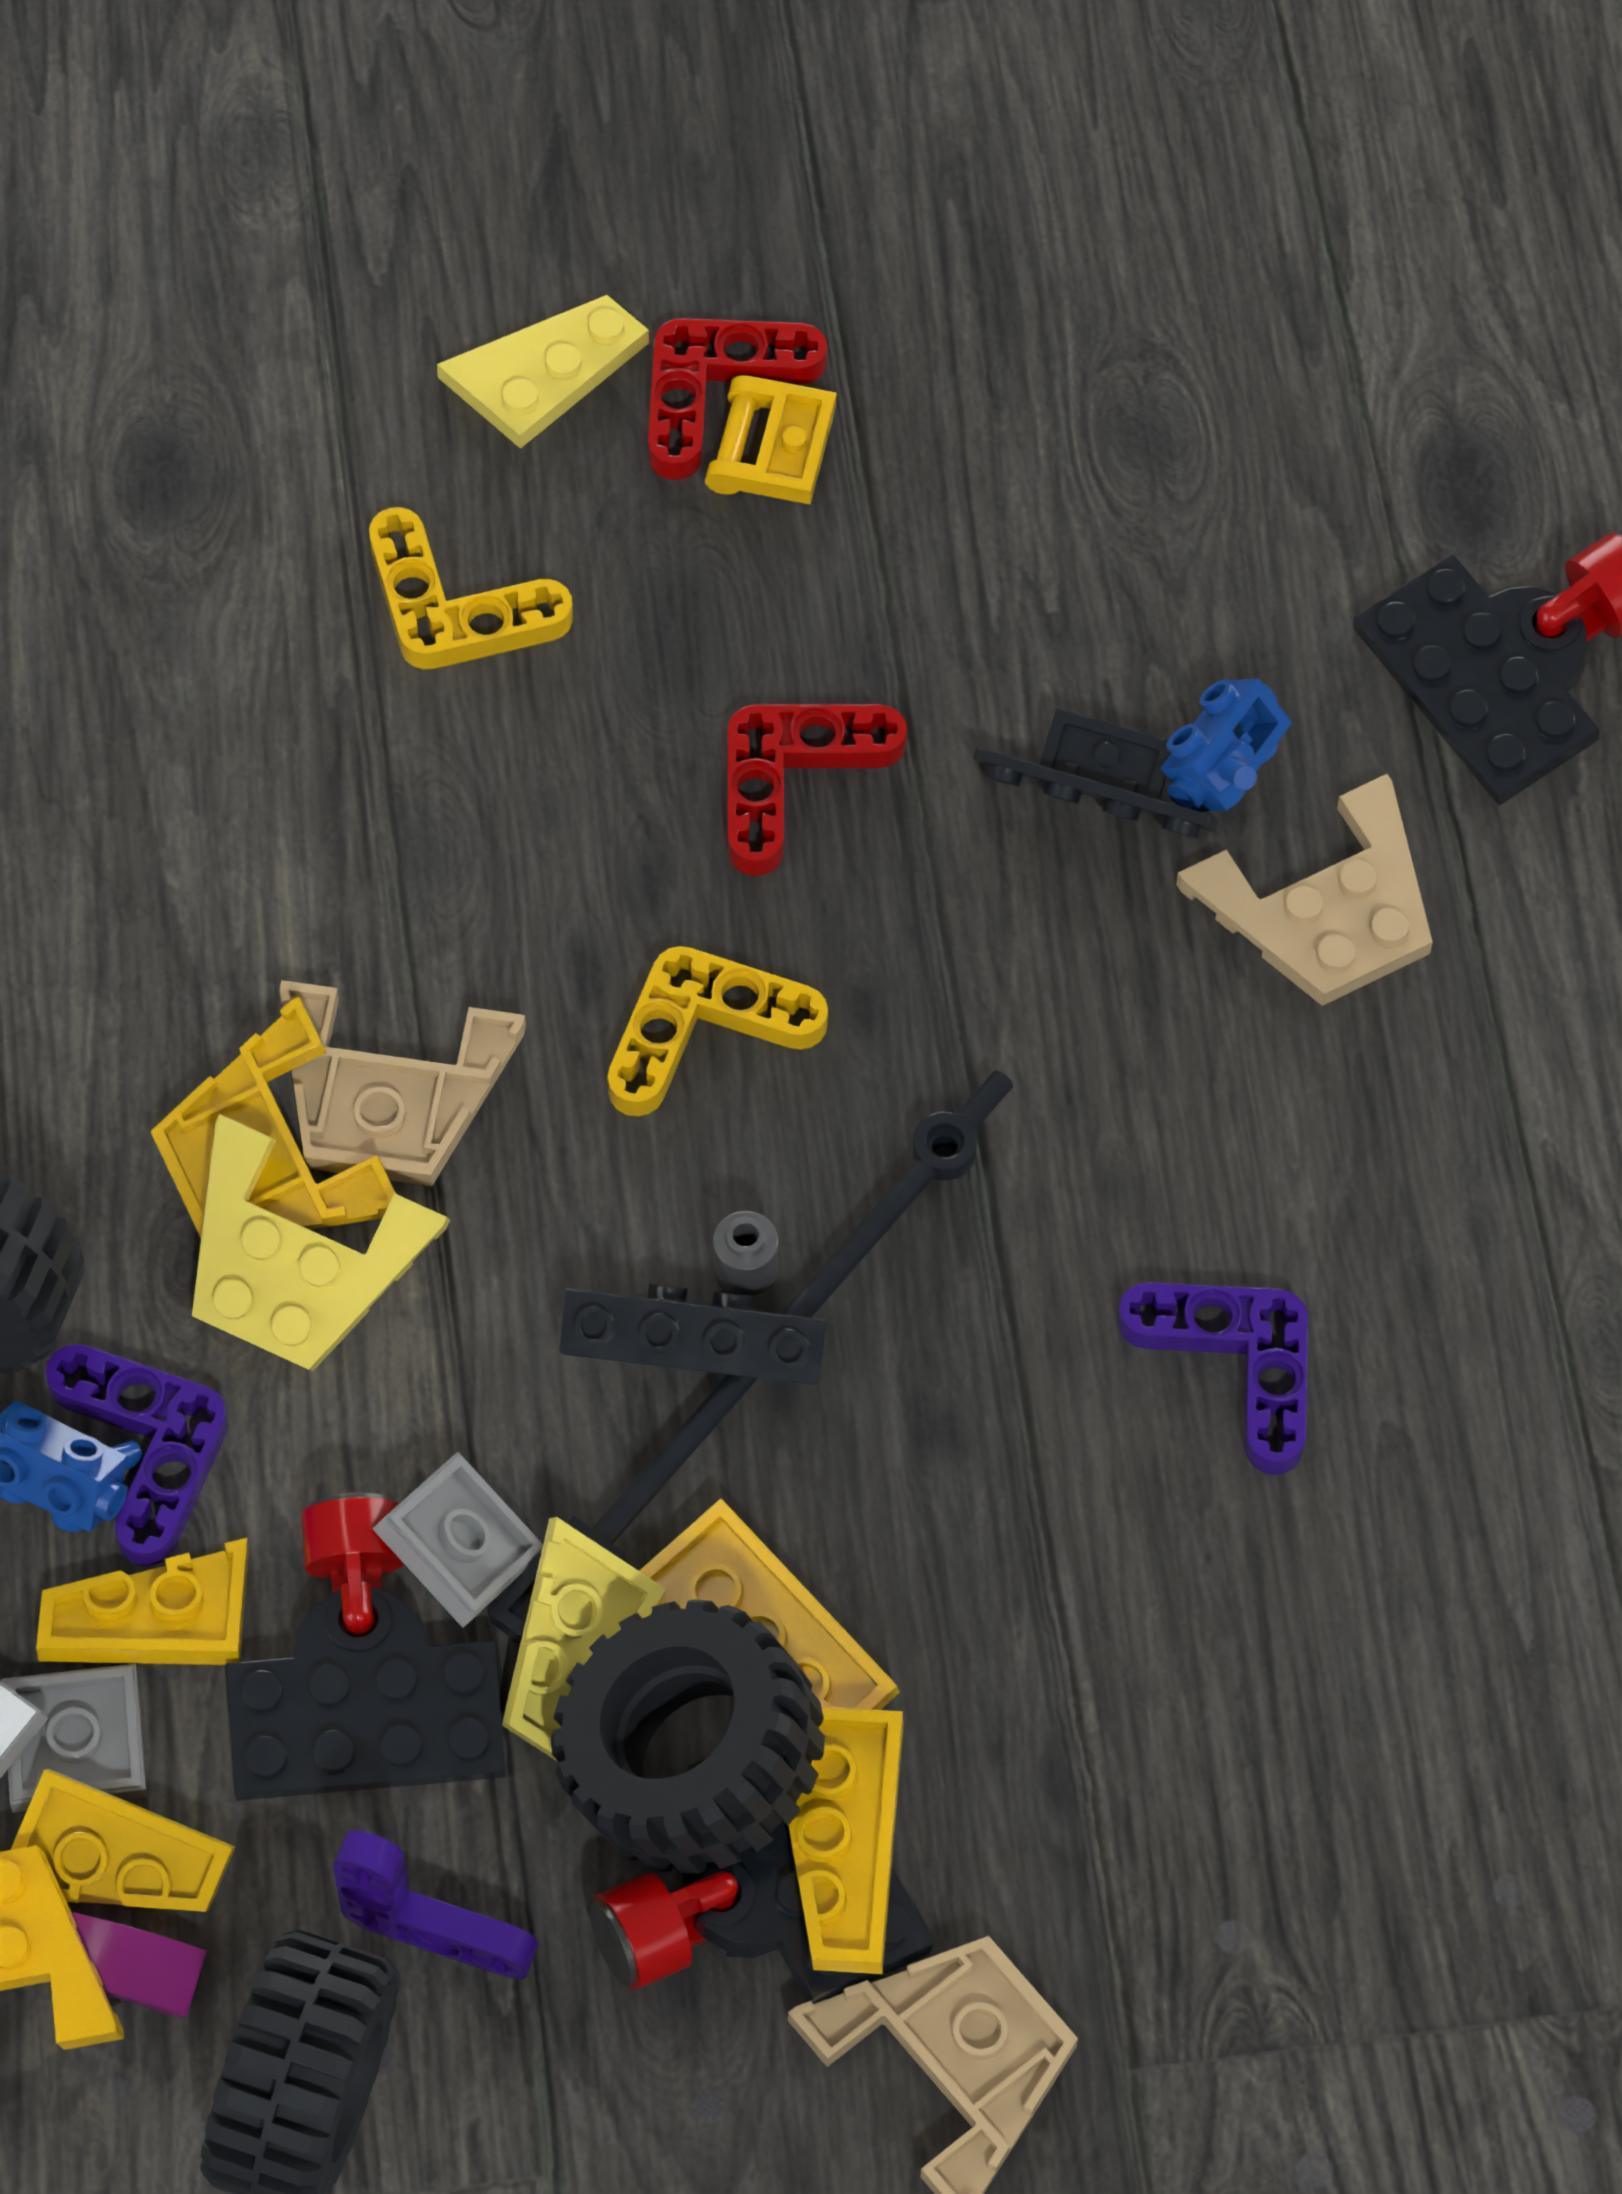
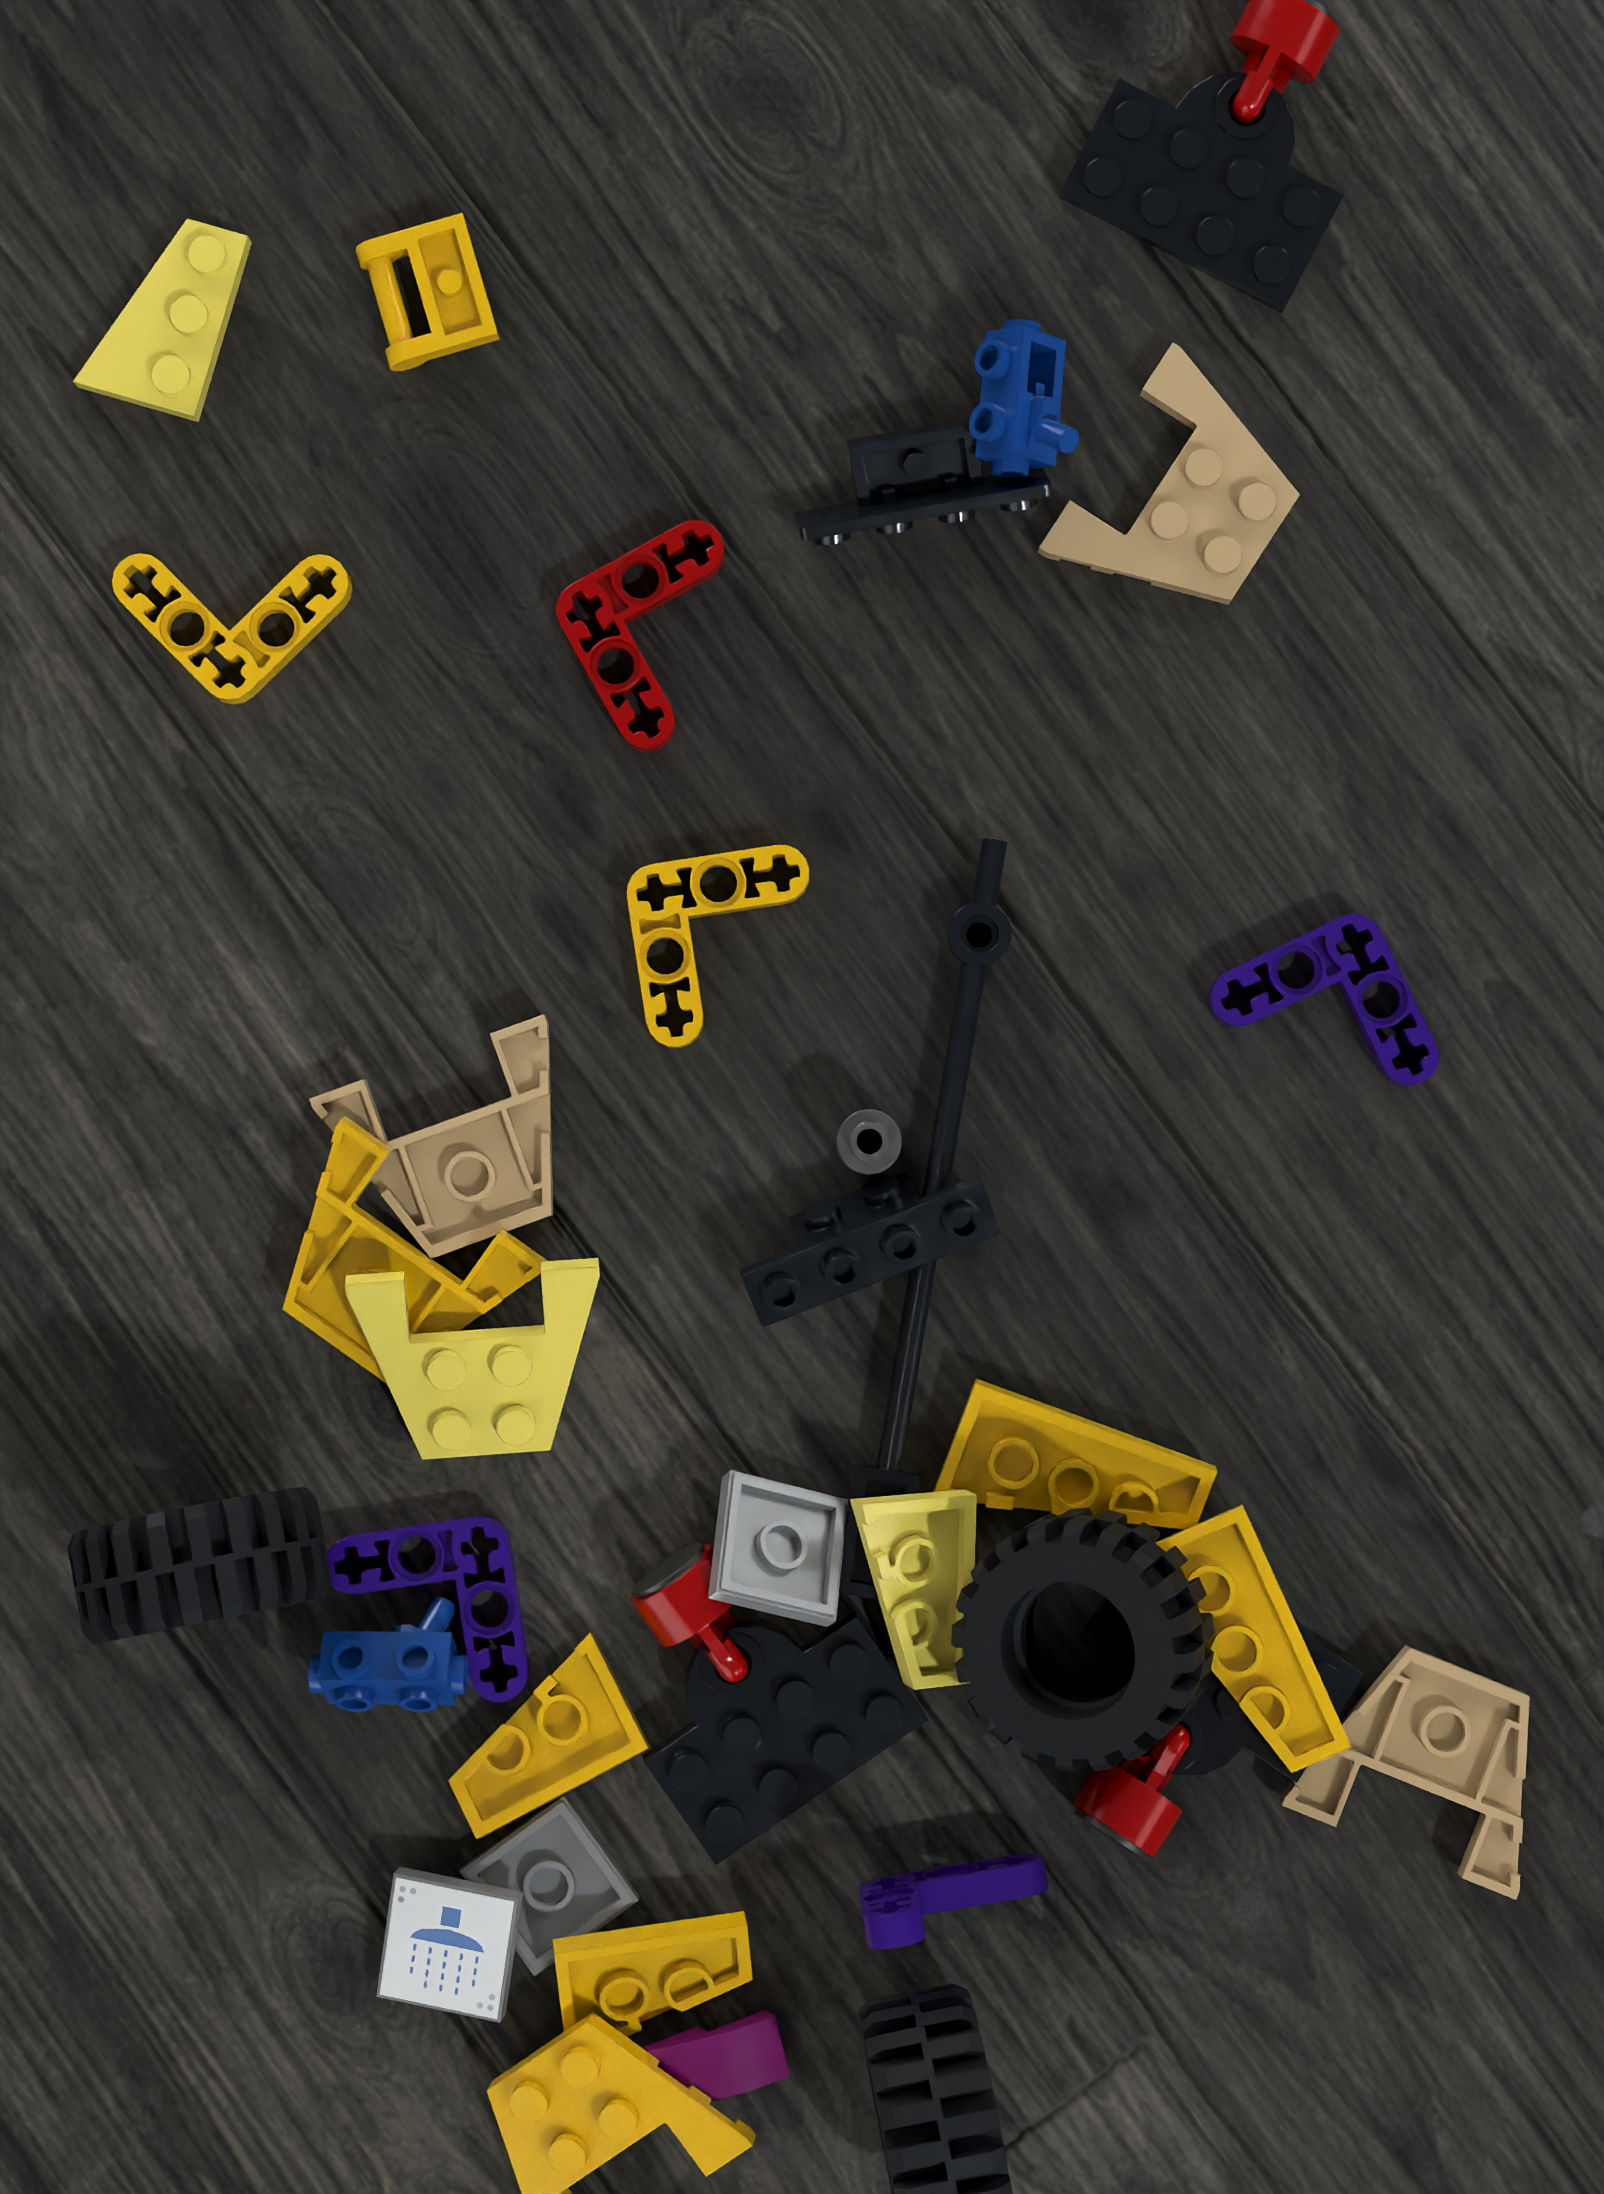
camera: 25 degrees left, 25 degrees up
(694, 369) = (312, 257): red beam -> none

